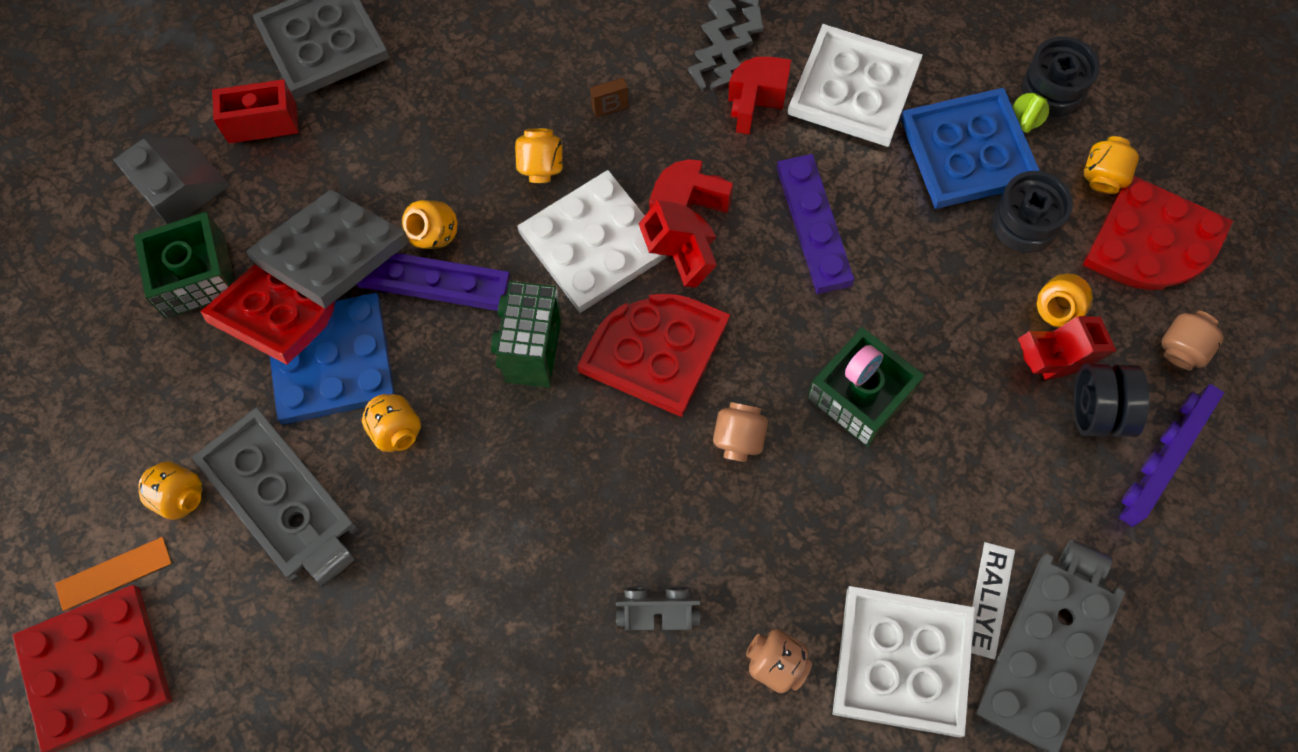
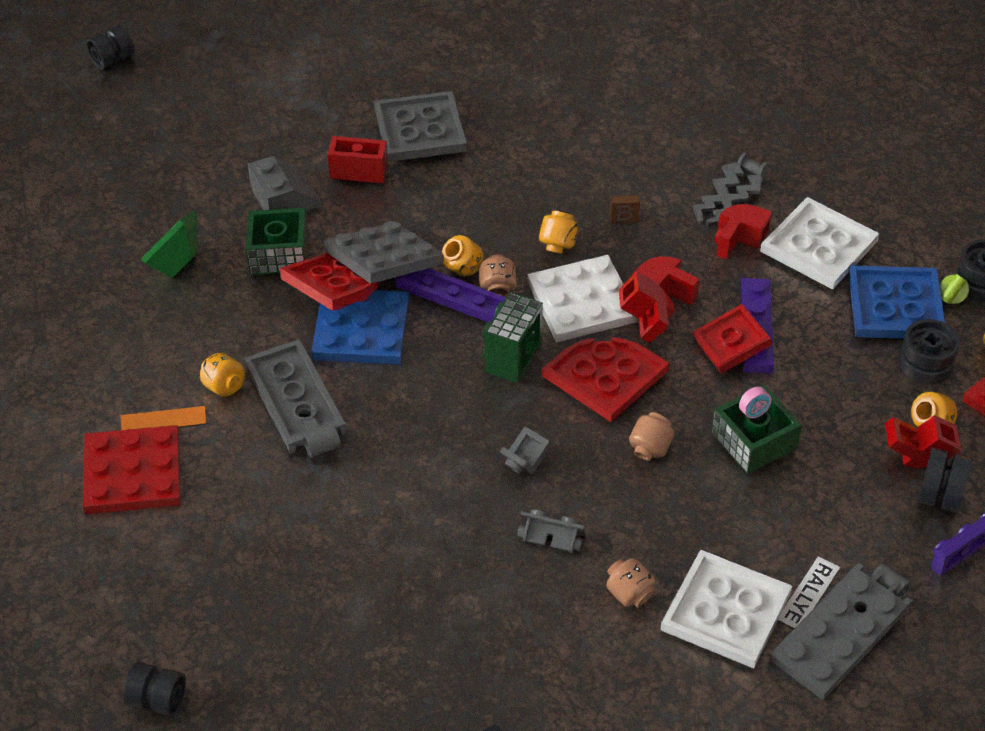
camera: 15 degrees right, 20 degrees down
(54, 311) = (175, 247): none -> green slope
(390, 421) = (393, 369): light orange head -> none
(482, 240) = (498, 275): none -> nougat head
(592, 498) = (526, 451): none -> dark grey bracket
(794, 256) = (732, 338): none -> red tile

